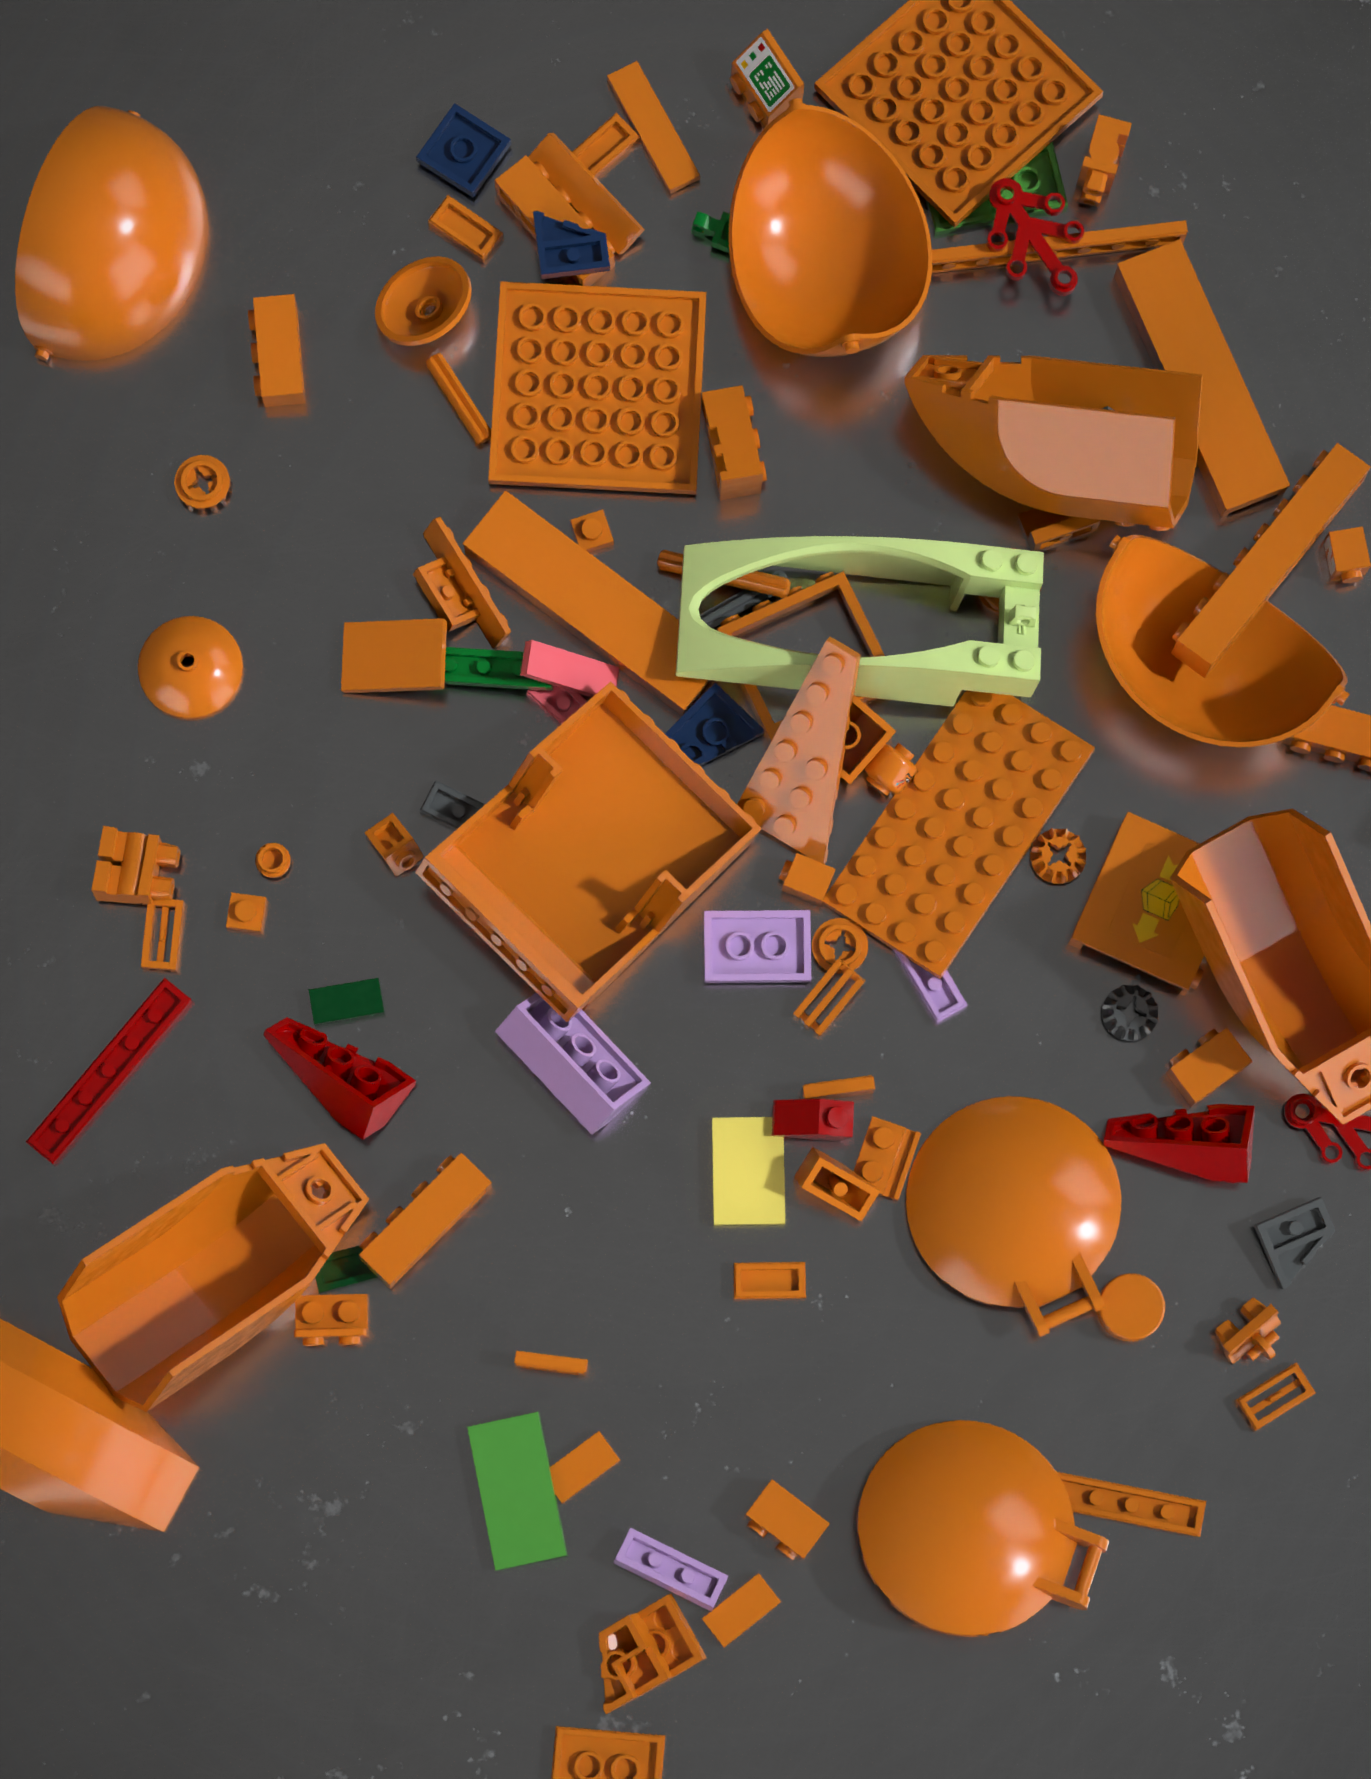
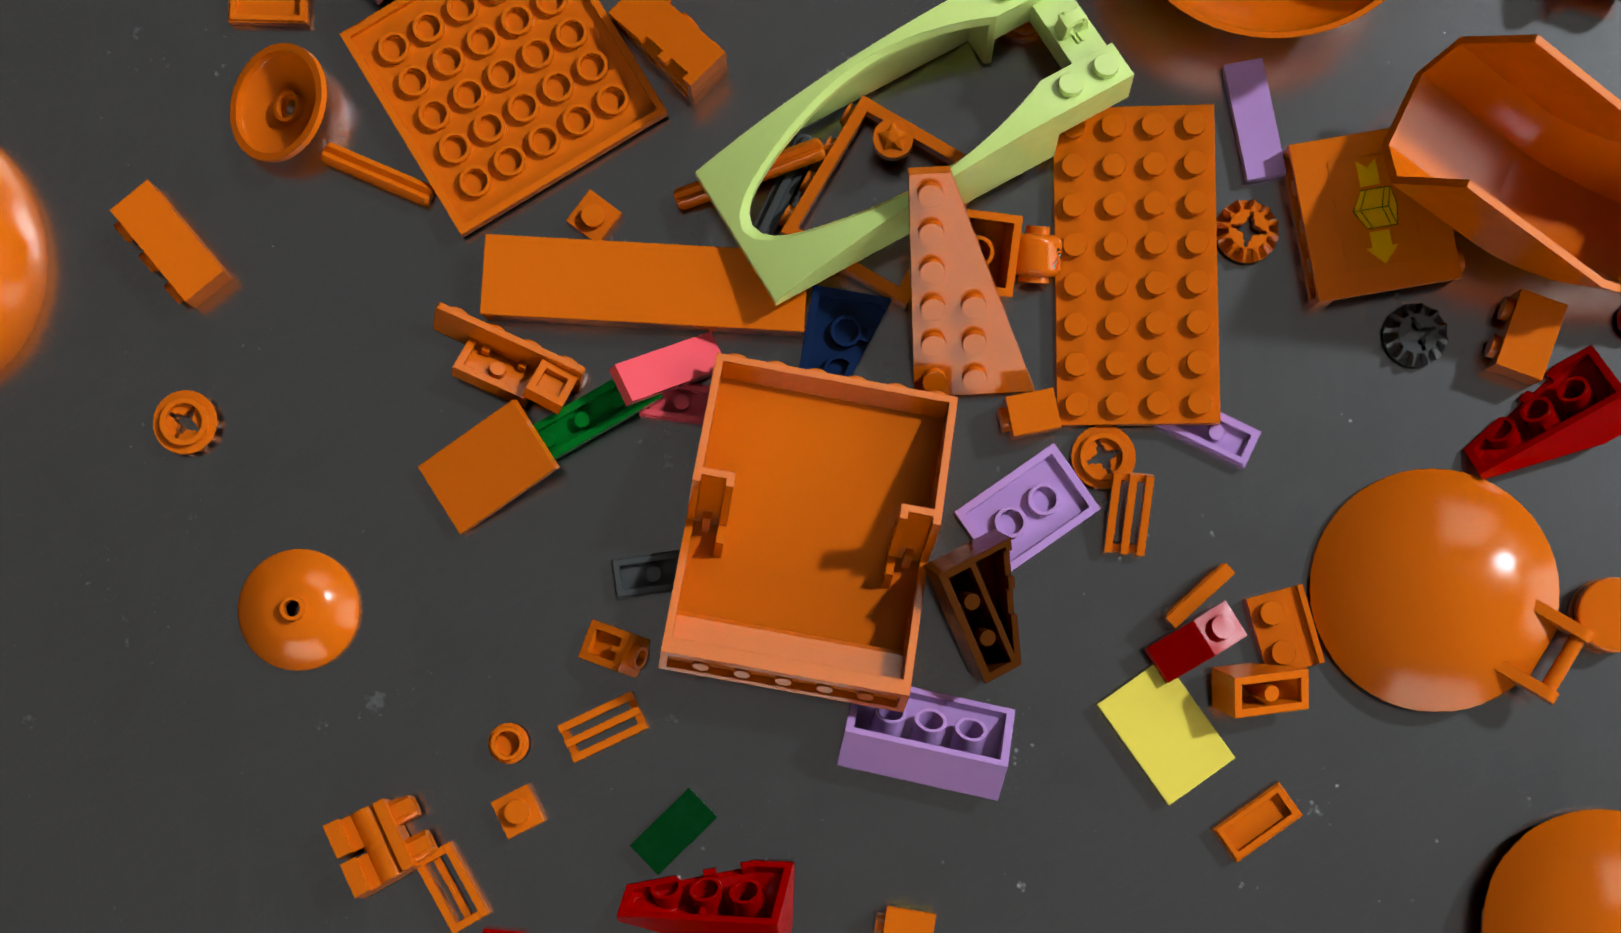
camera: 30 degrees left, 5 degrees up
(350, 881) = (571, 742): none -> orange tile
(477, 628) = (550, 386): none -> orange plate
(674, 982) = (978, 603): none -> reddish brown wedge
(842, 616) = (892, 139): none -> orange tile
(1119, 780) = (1253, 120): none -> lavender tile

